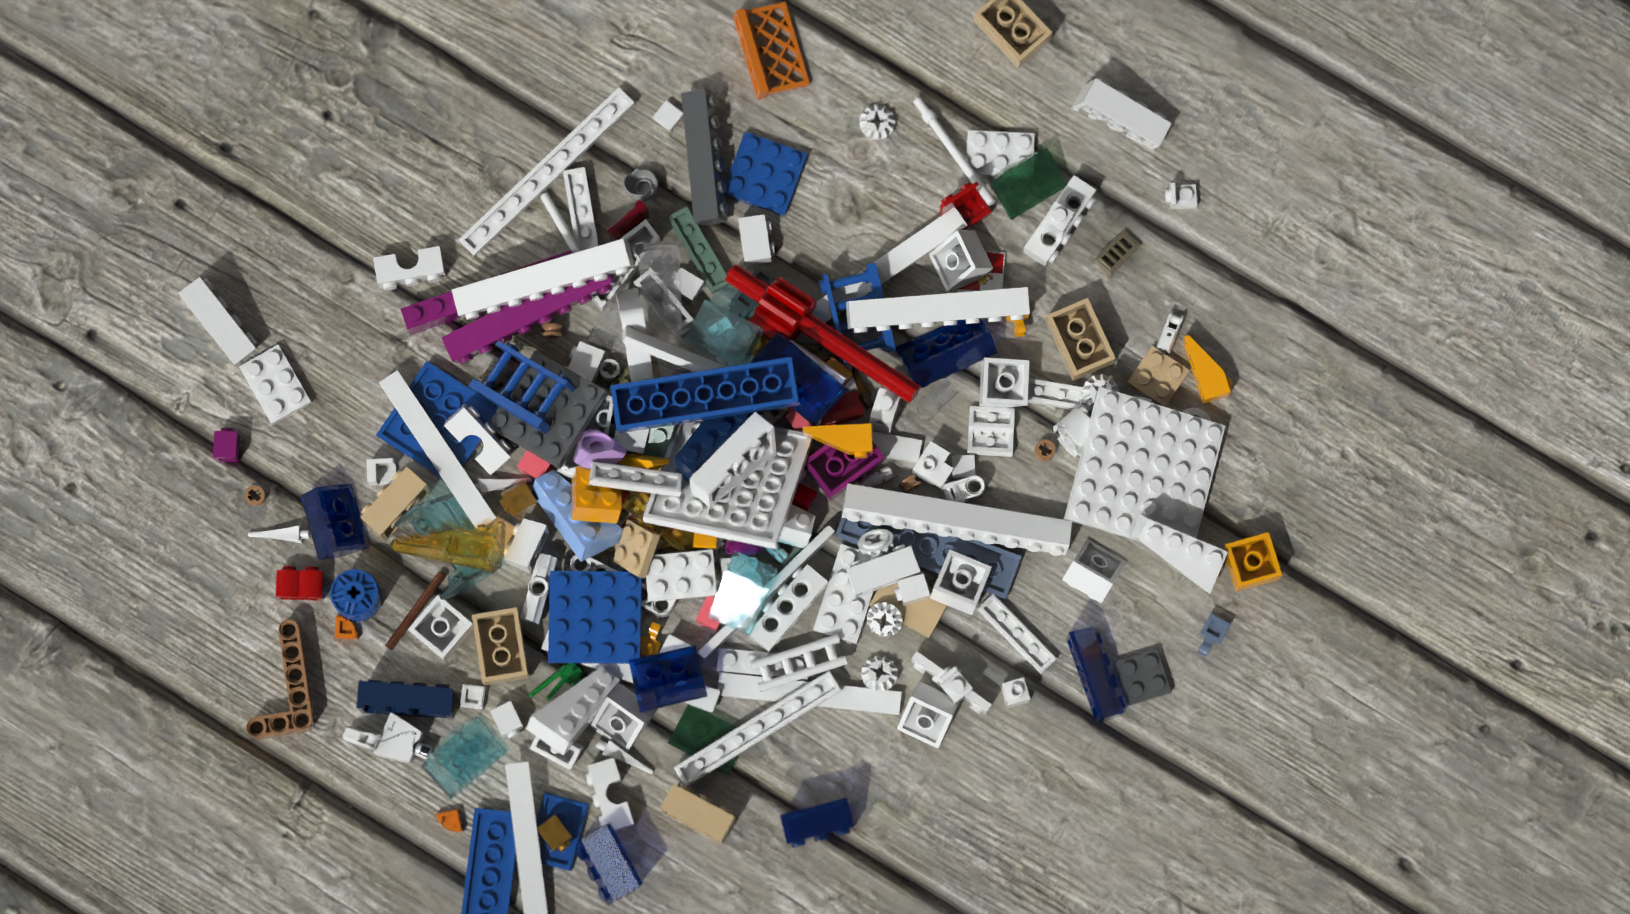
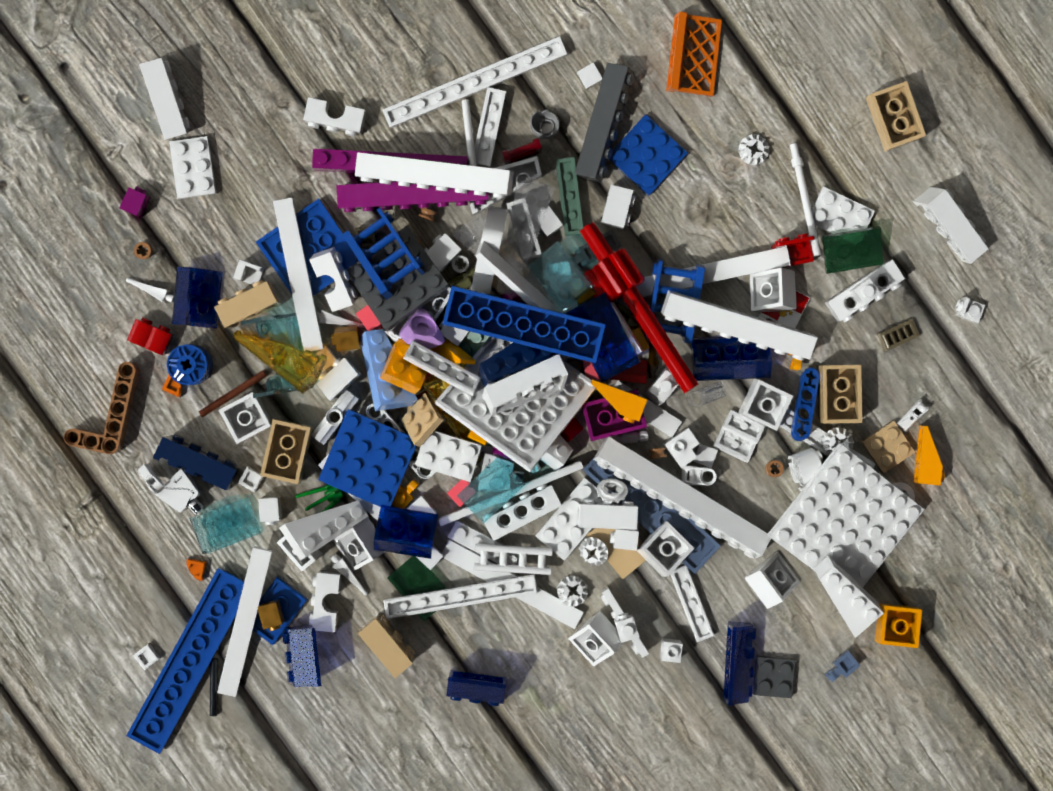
camera: 25 degrees right, 10 degrees up
(1047, 366) = (801, 403): none -> blue beam

